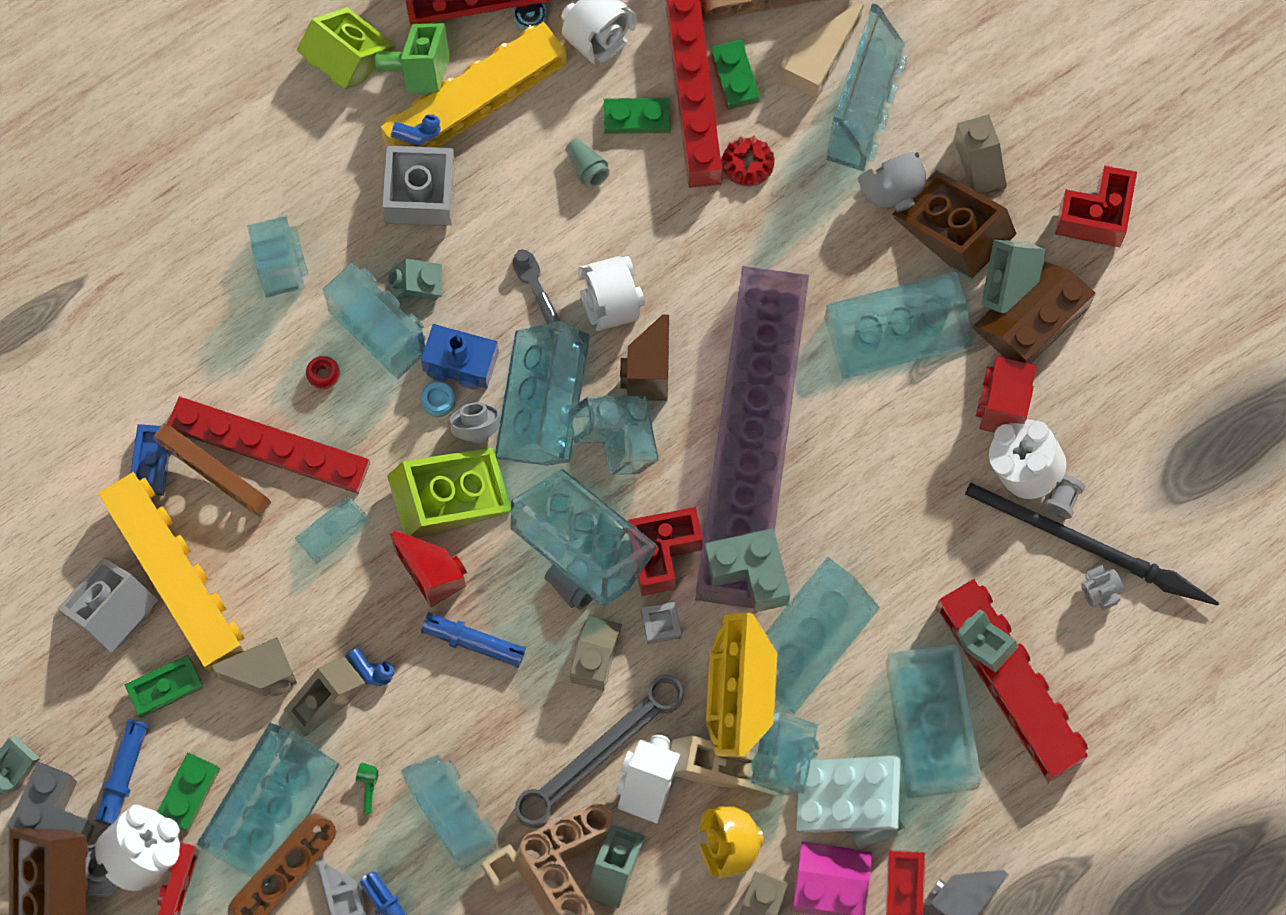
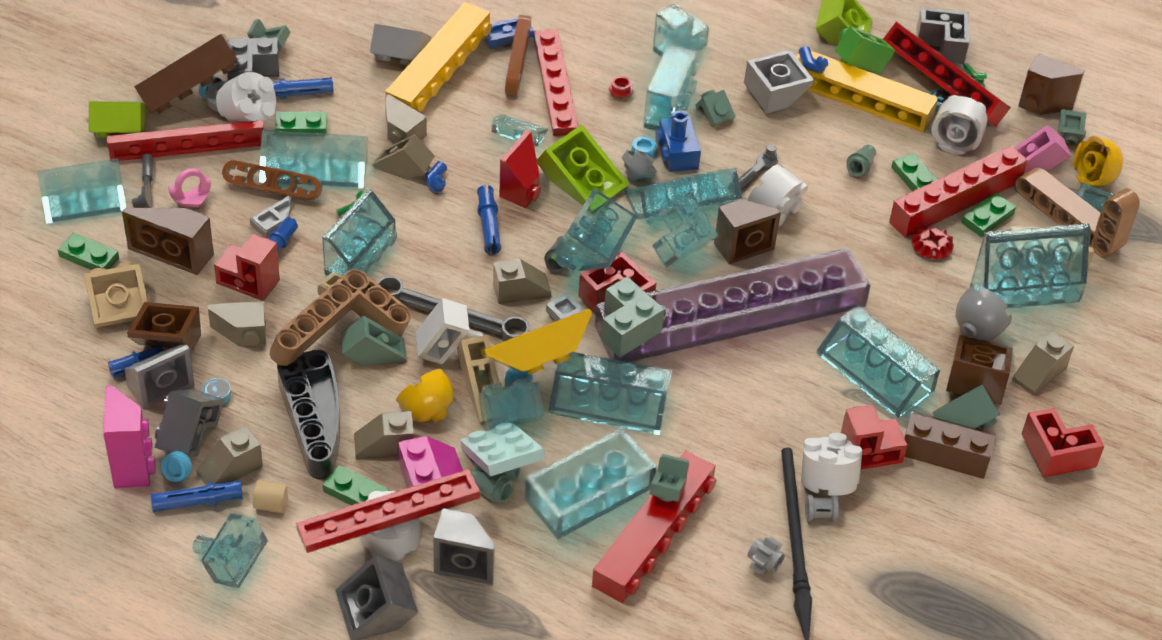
camera: 60 degrees right, 25 degrees down
(164, 686) = (362, 86): green plate -> none

